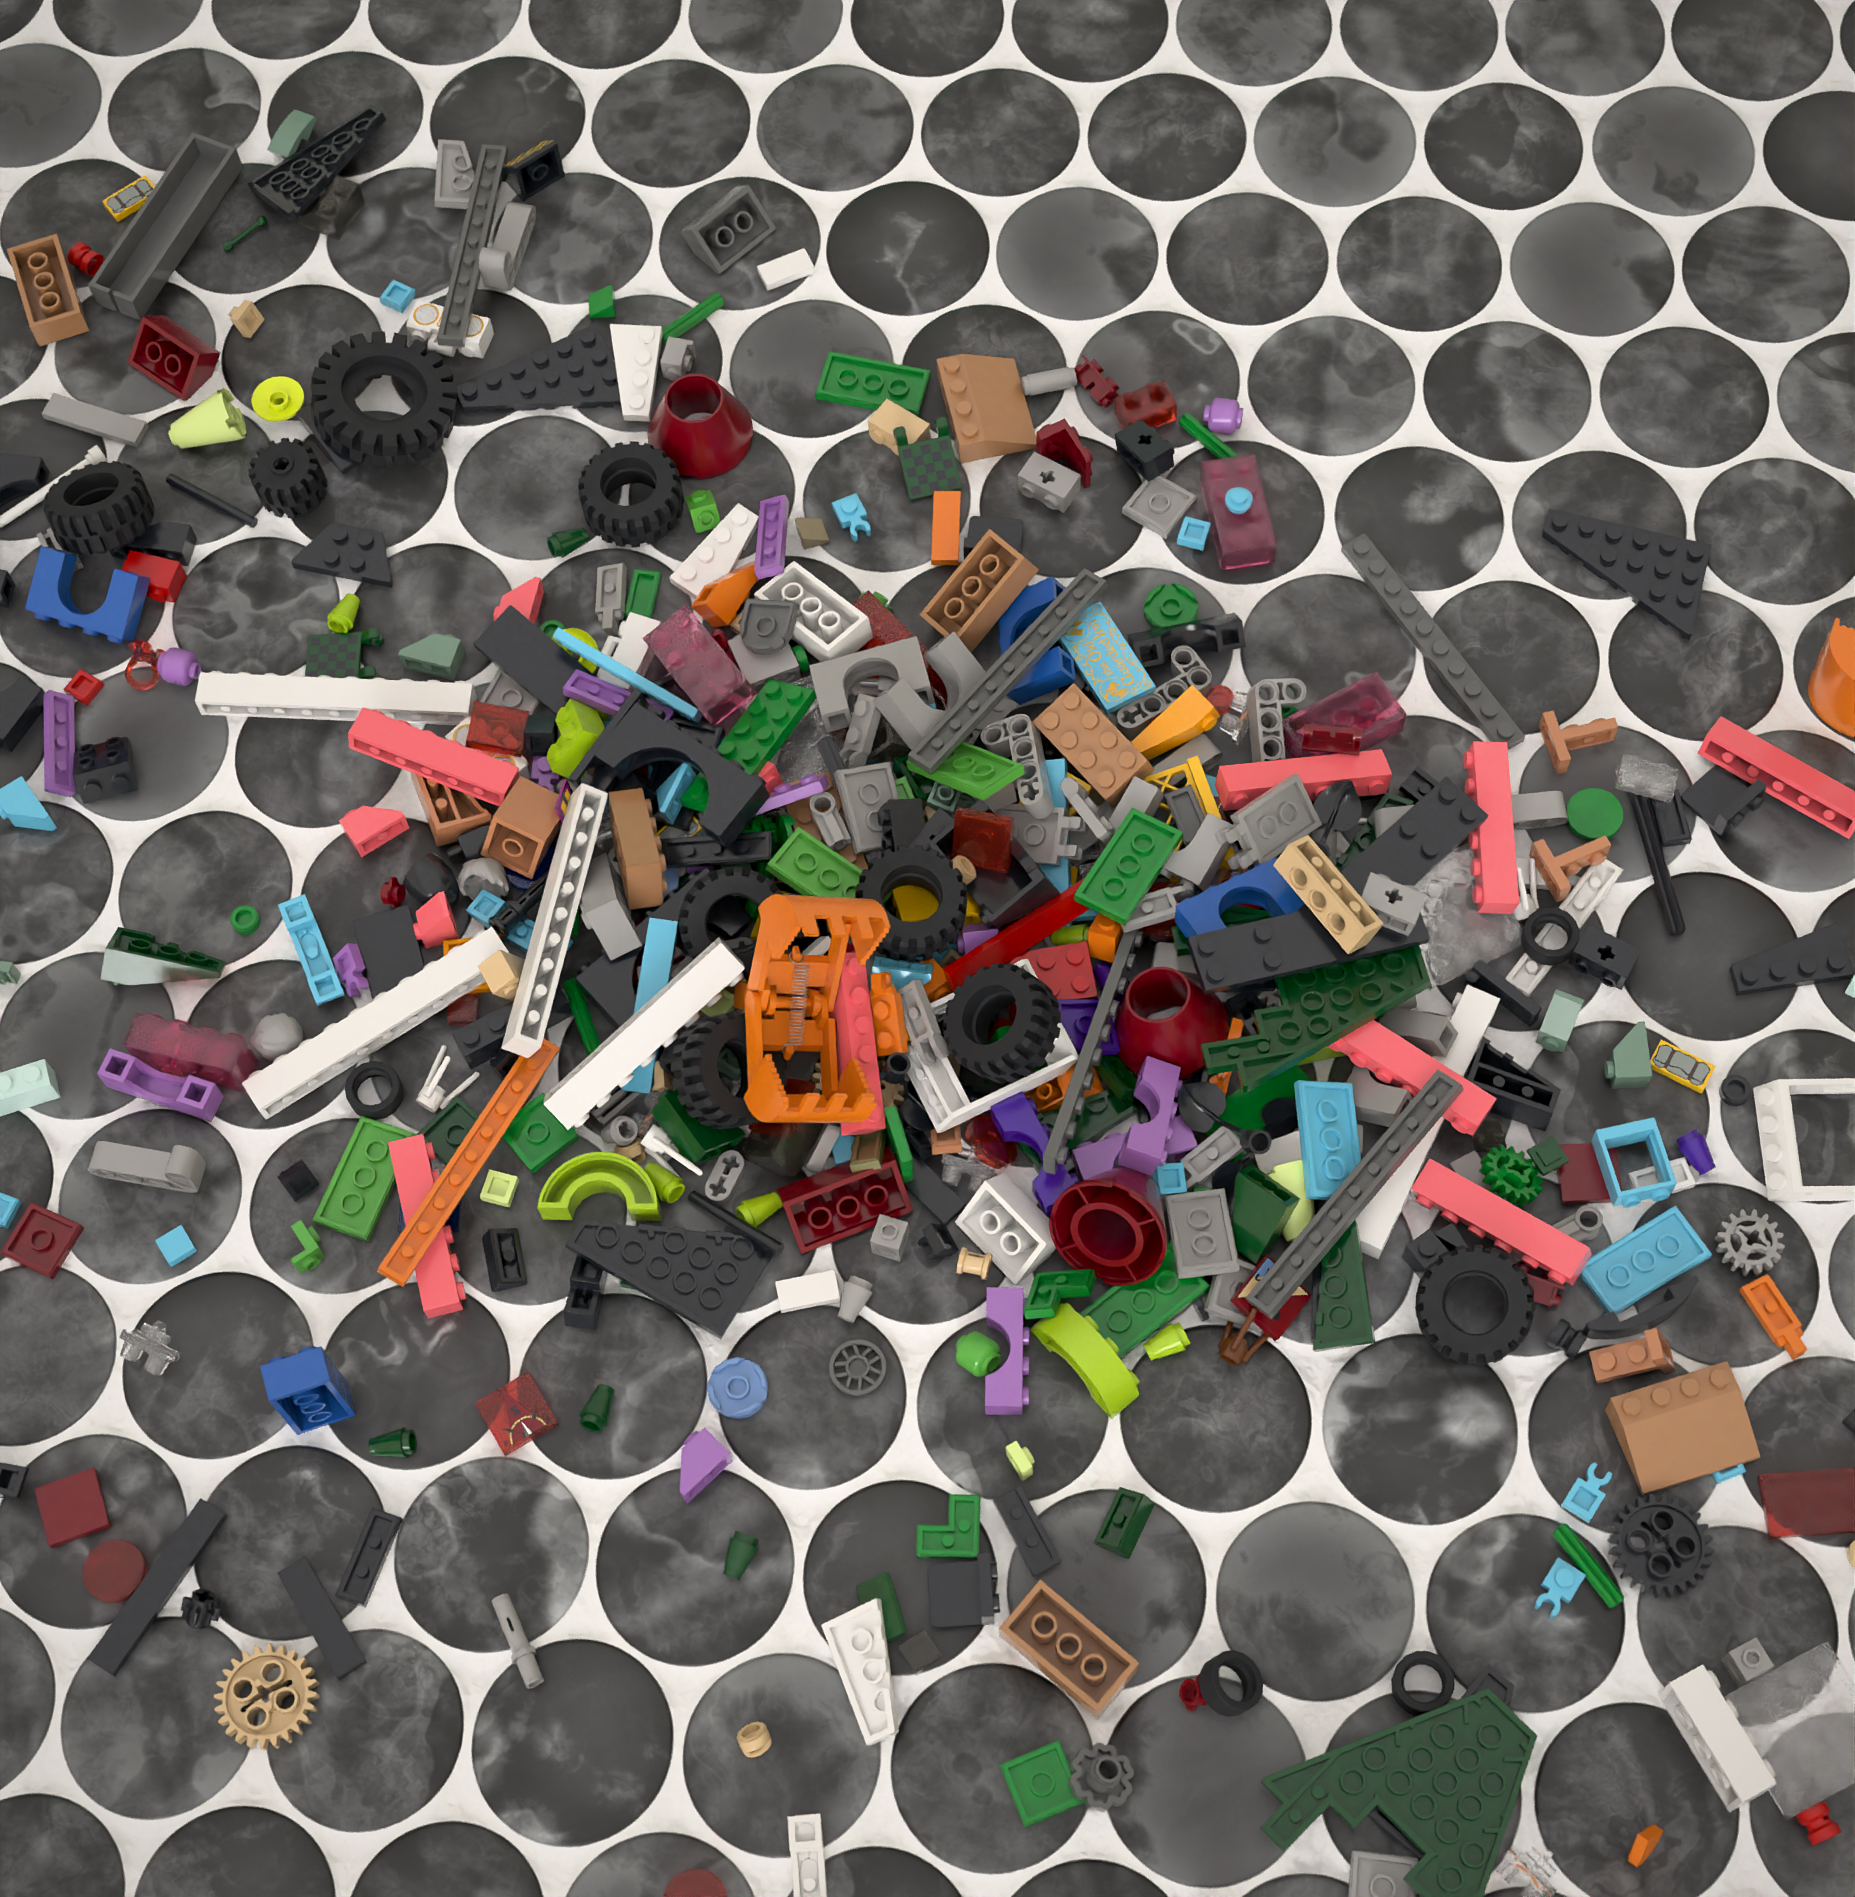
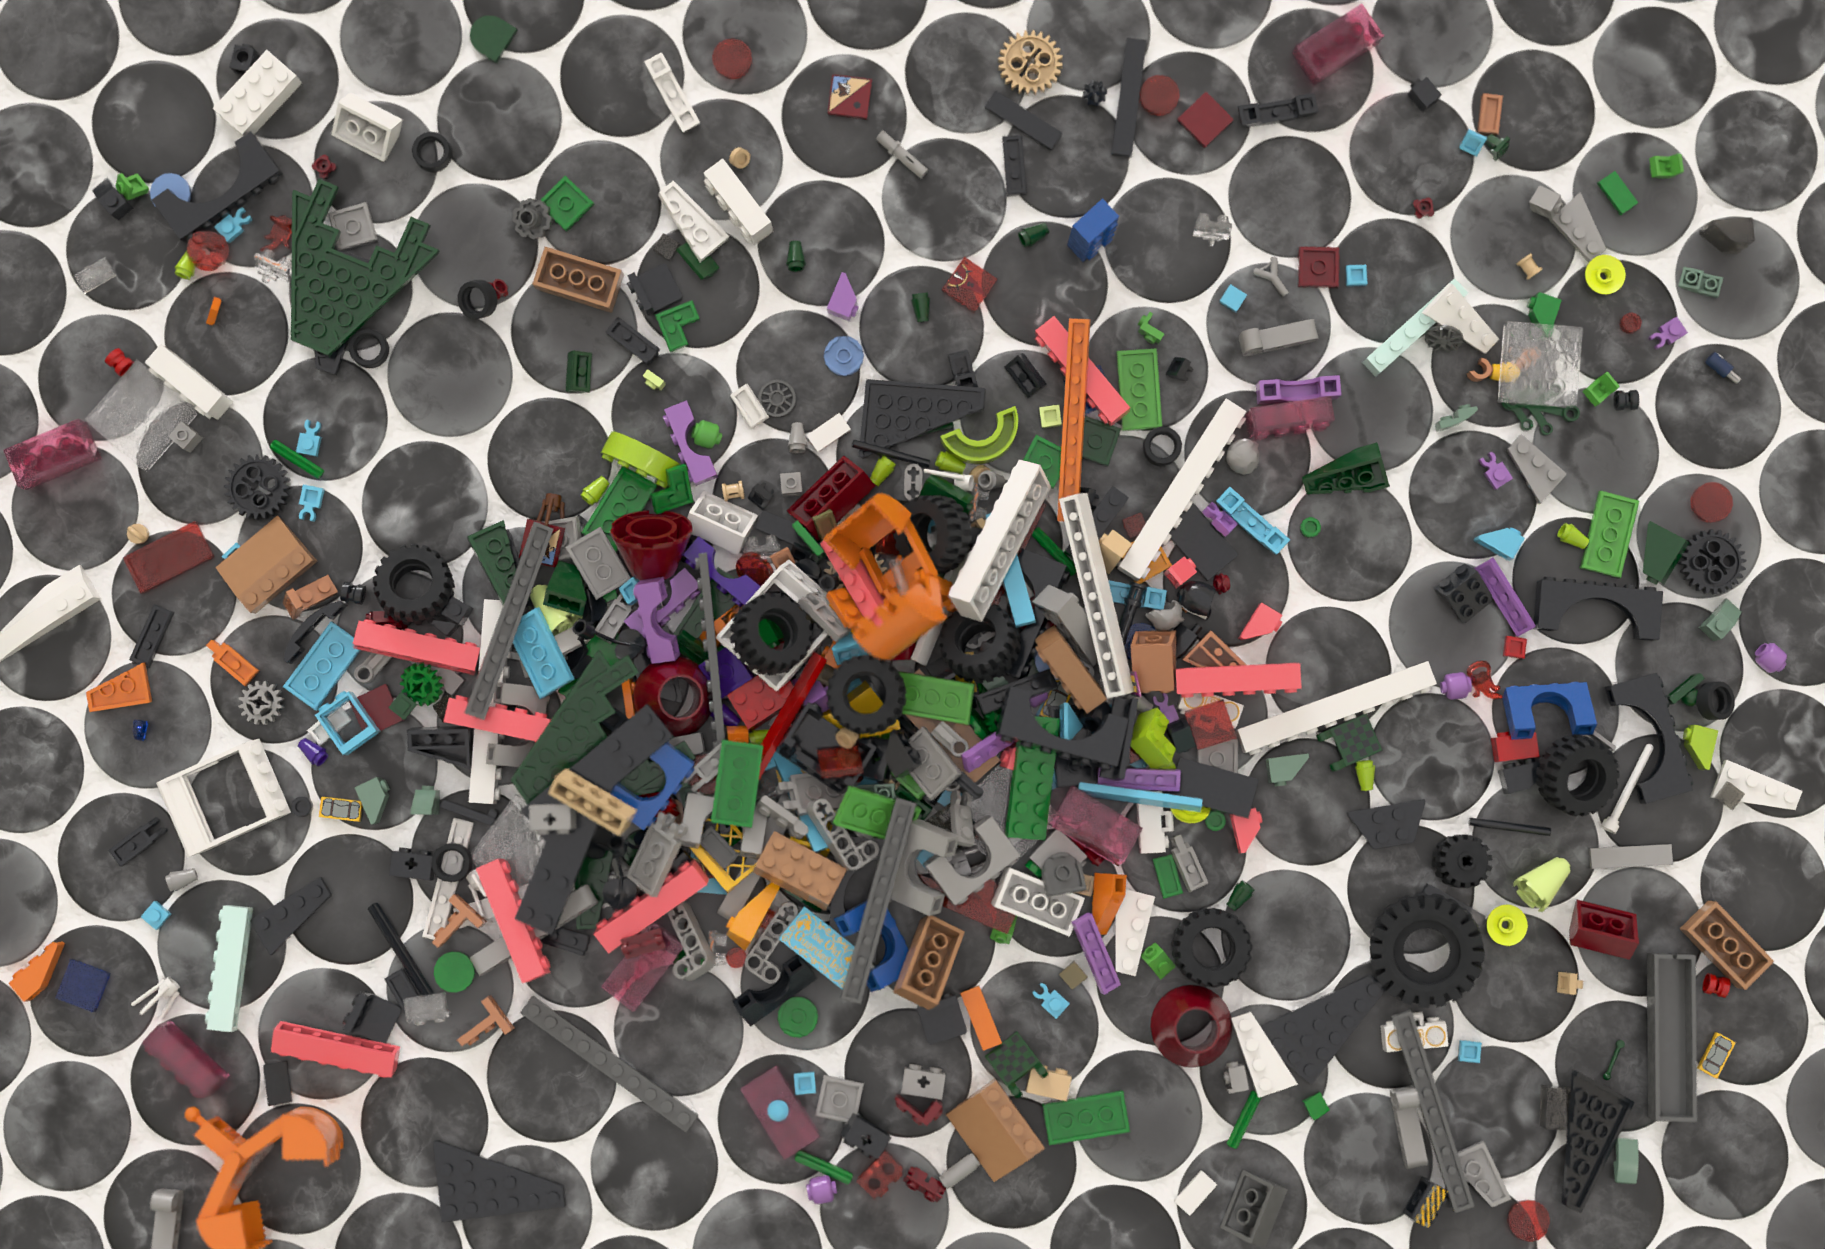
camera: 150 degrees right, 20 degrees up
(107, 1254) = (1272, 275): none -> light grey piece
(431, 1094) = (1124, 459): white plant -> none
(432, 120) = (1528, 1220): none -> clear red tile
(550, 1764) = (849, 96): none -> tile
(784, 1661) = (738, 202): none -> white brick
(900, 1371) = (749, 406): none -> white tile

